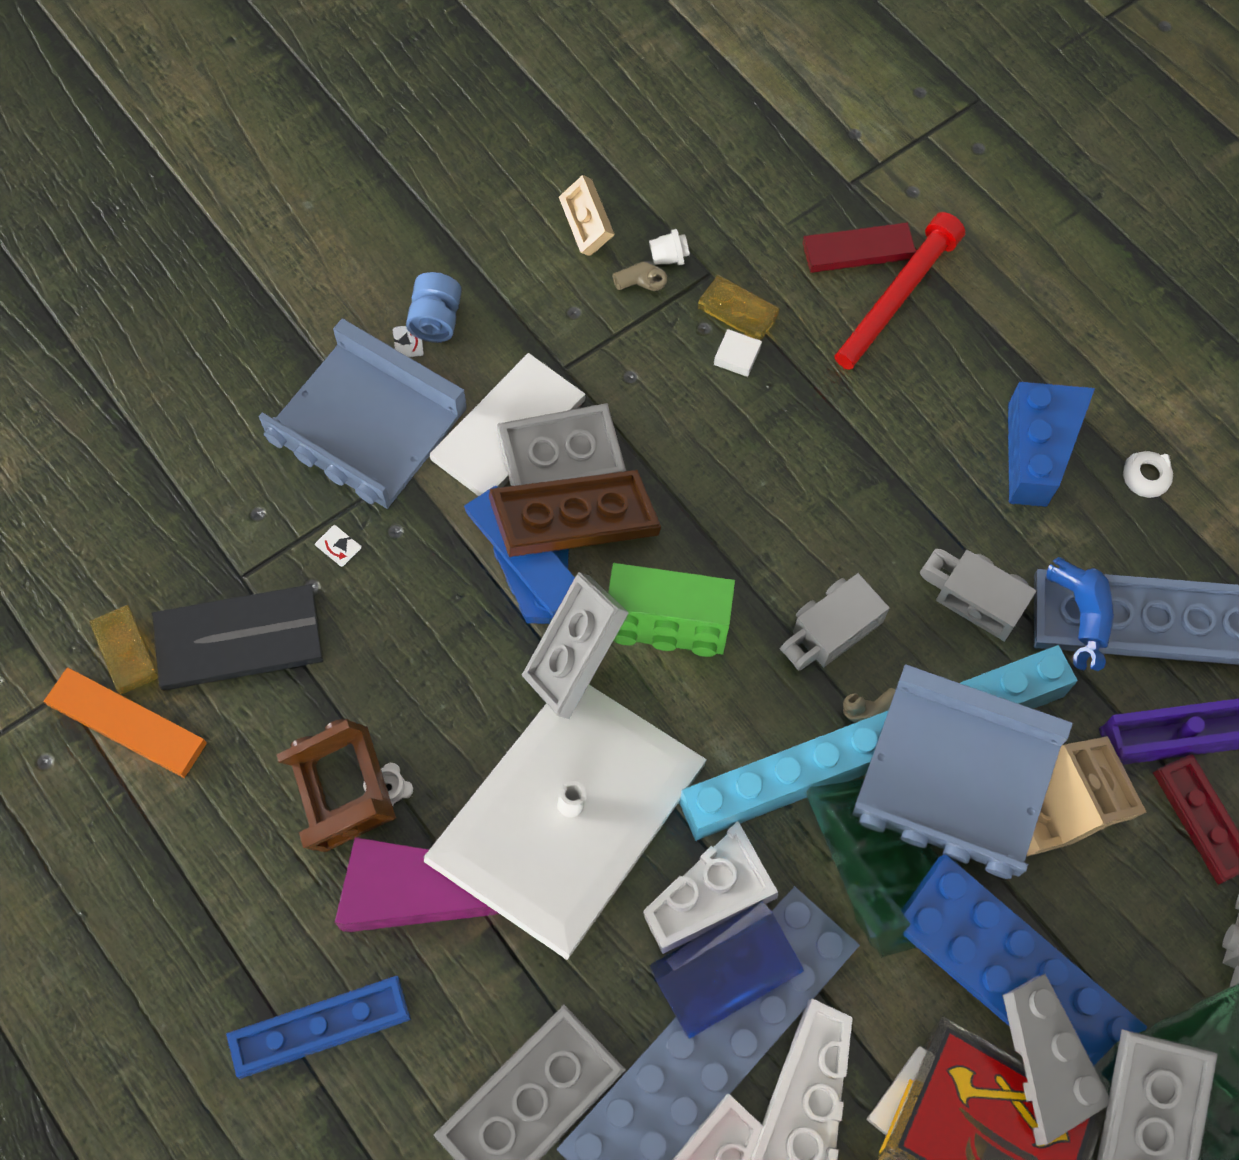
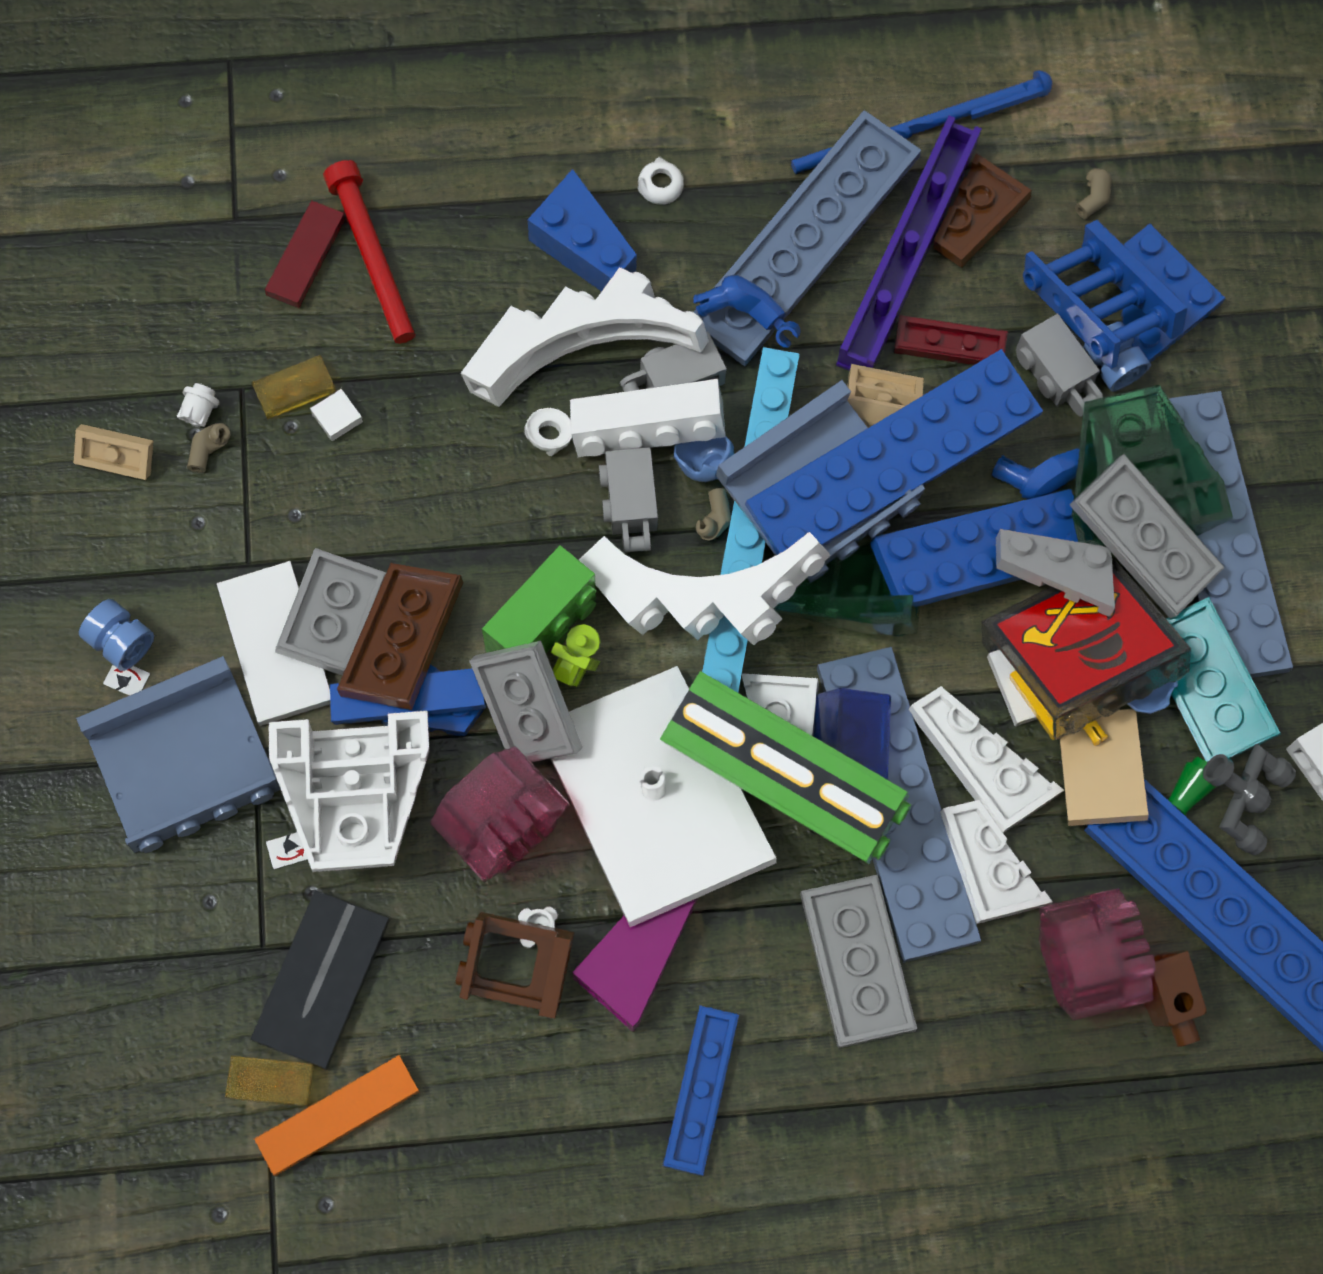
camera: 60 degrees left, 5 degrees up
(408, 550) = (350, 787): none -> white wedge
(460, 674) = (496, 810): none -> clear pink piece
(648, 664) = (576, 657): none -> lime hips
(658, 914) = (786, 768): none -> brick
(792, 765) = (700, 602): none -> white arch
(854, 509) = (553, 418): none -> white piece
(917, 590) = (647, 418): none -> white brick
(920, 651) = (701, 458): none -> medium blue hair
(996, 506) = (576, 320): none -> white arch
(1045, 827) = (896, 455): none -> blue plate
(1133, 990) = (1040, 480): none -> blue arm

